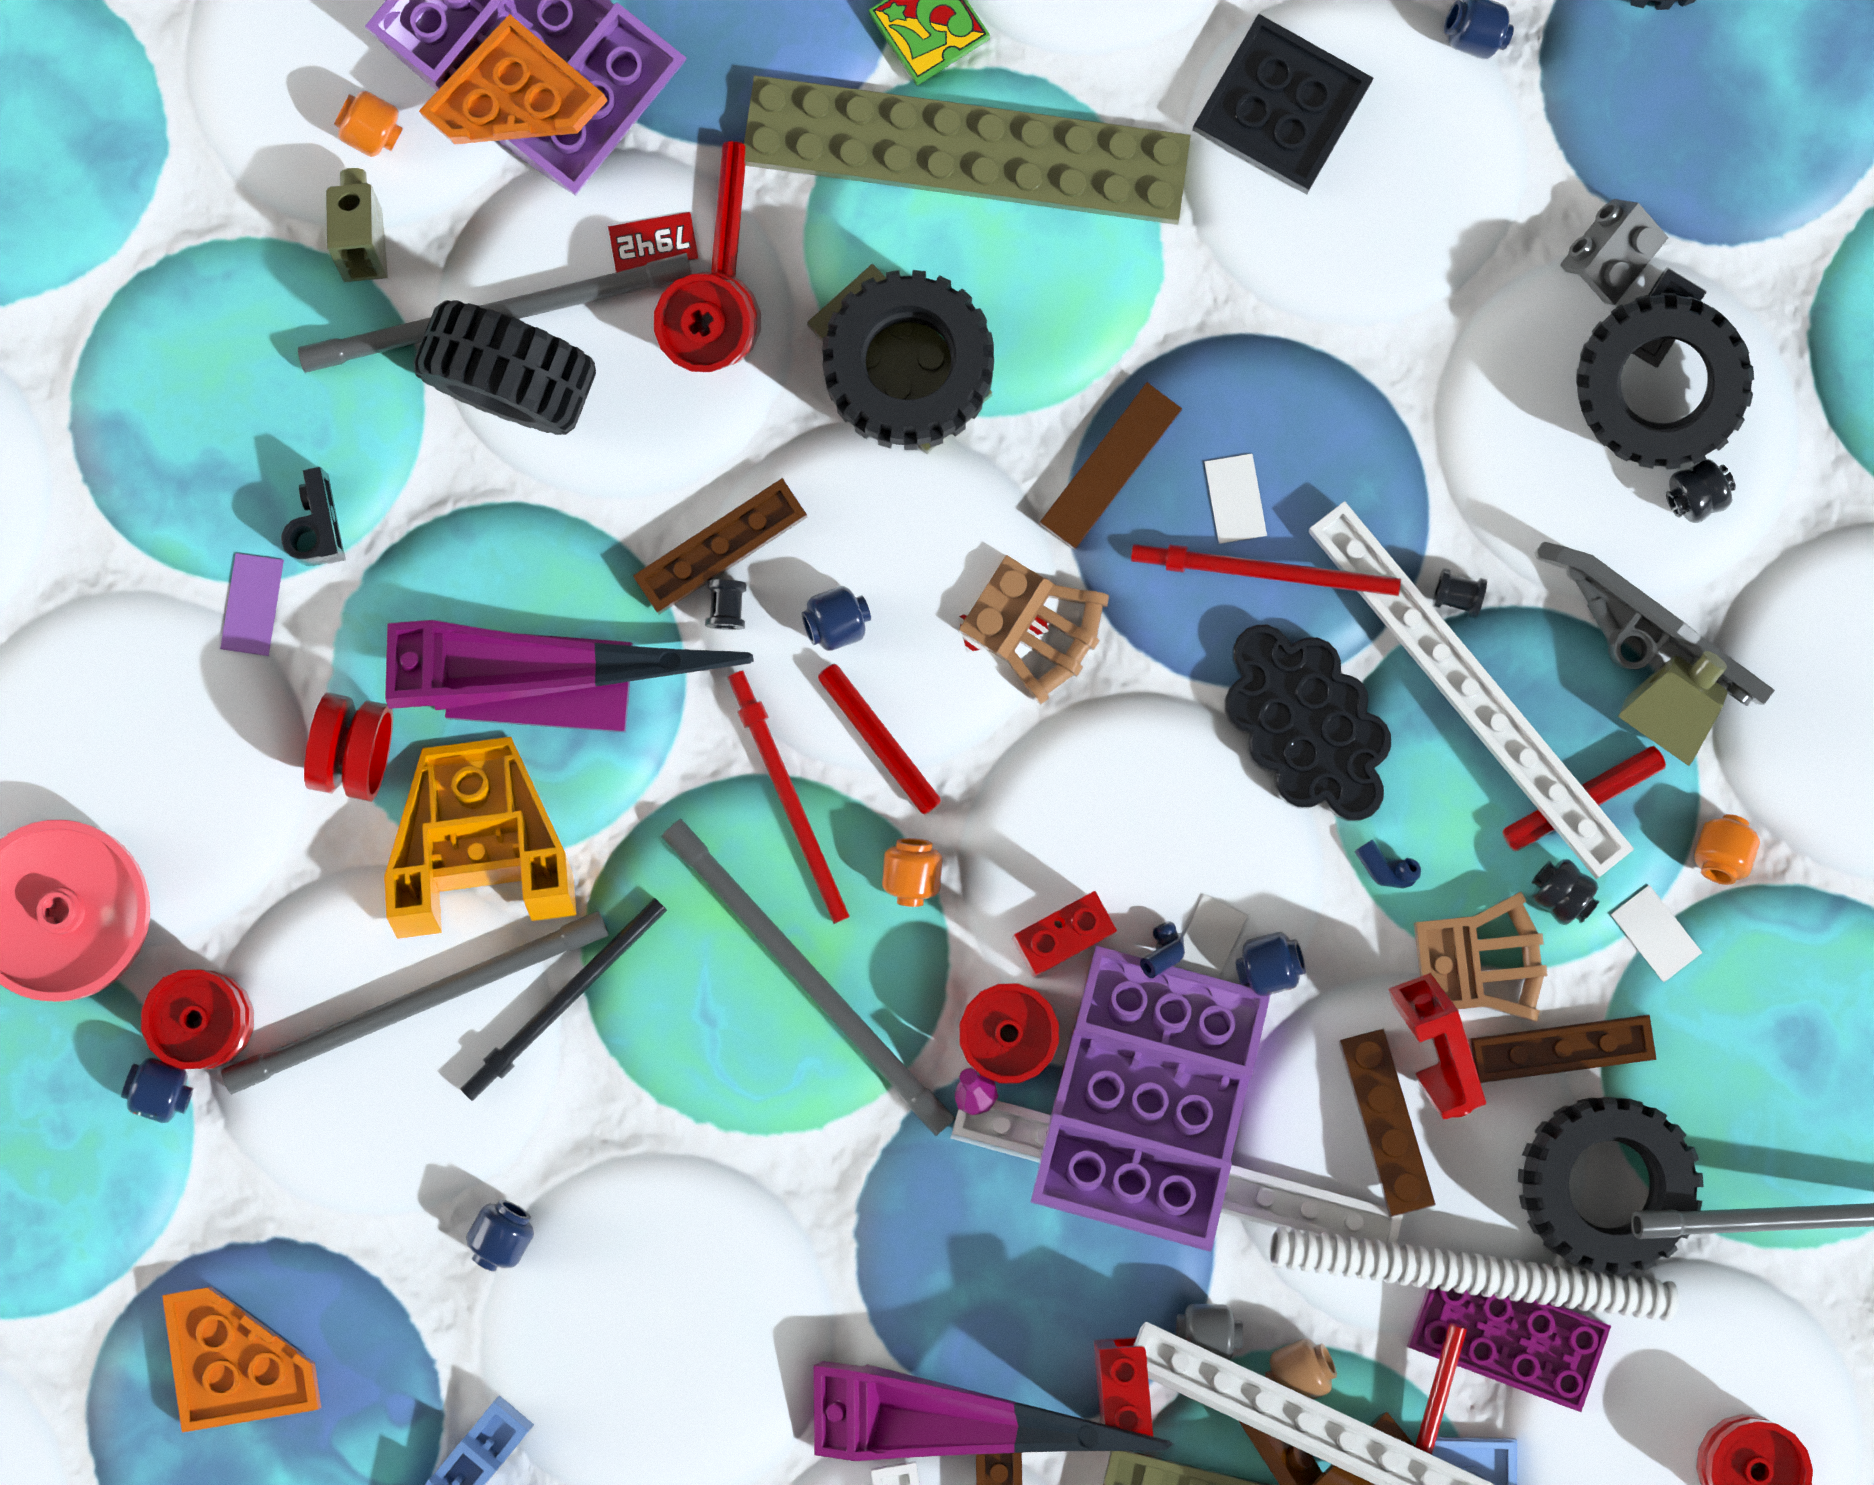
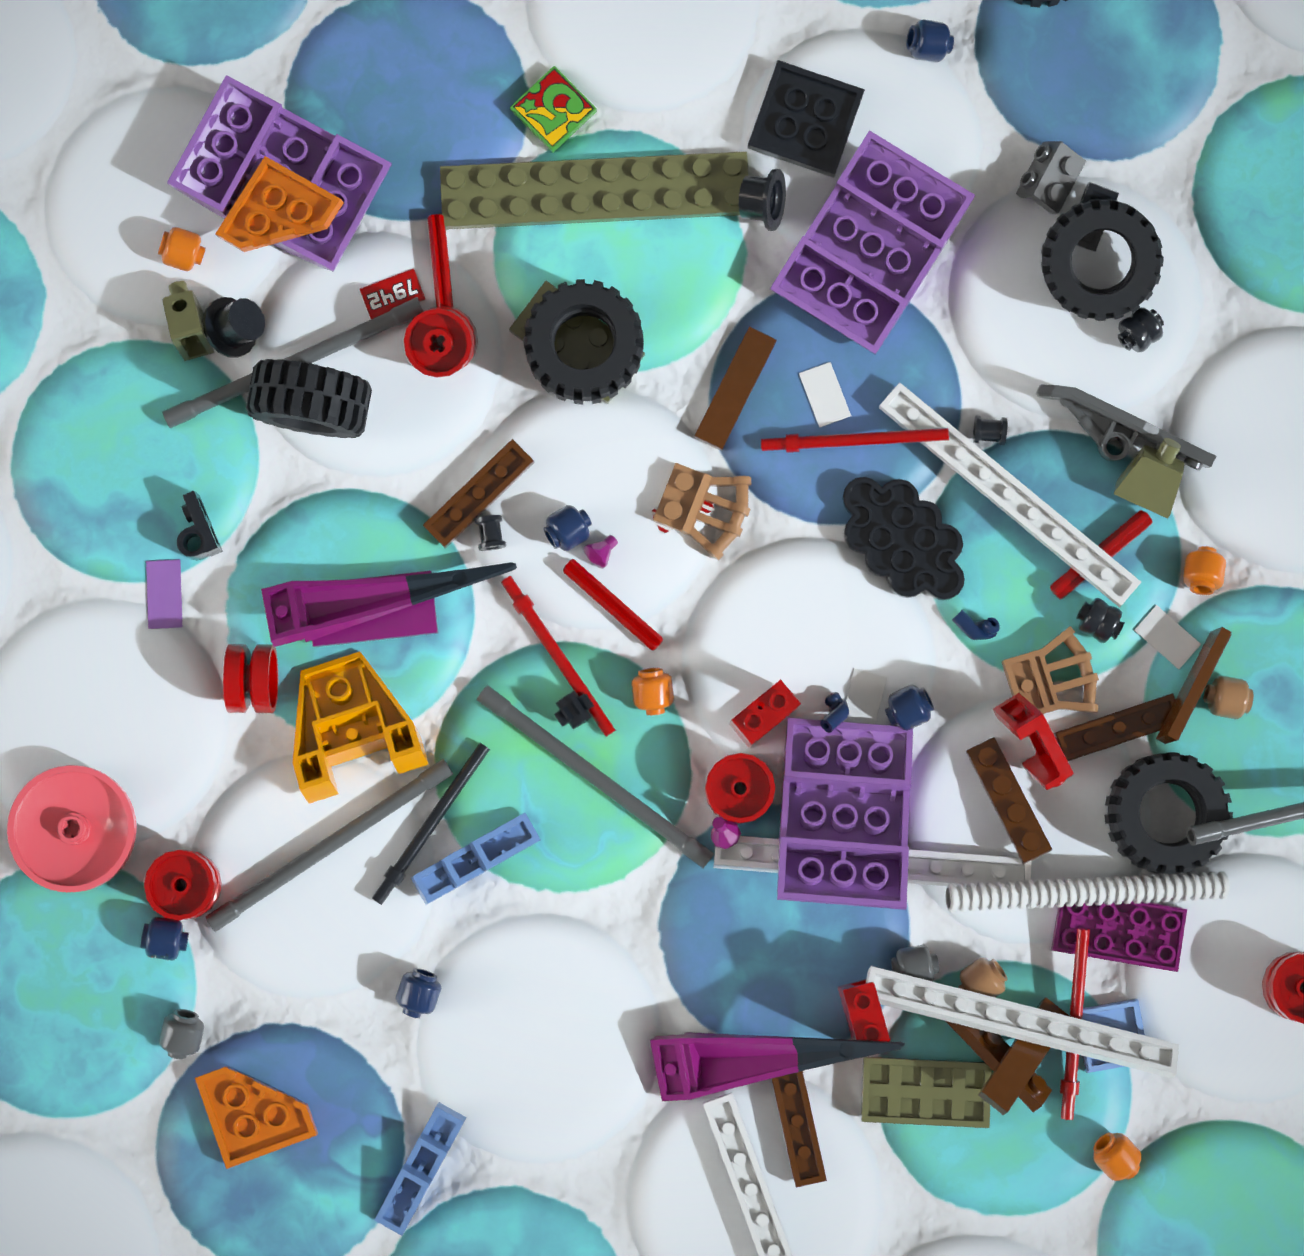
camera: 10 degrees left, 0 degrees up
(156, 1229) = (181, 1033): none -> dark grey head
(419, 245) = (233, 325): none -> black piece
(616, 1061) = (475, 858): none -> medium blue slope
(795, 877) = (574, 710): none -> black gear
(875, 660) = (599, 552): none -> magenta rock
(1201, 205) = (763, 198): none -> black piece
(1344, 296) = (873, 242): none -> medium lavender slope
(1681, 1010) = (1194, 685): none -> reddish brown tile
(1727, 1036) = (1228, 697): none -> medium nougat head

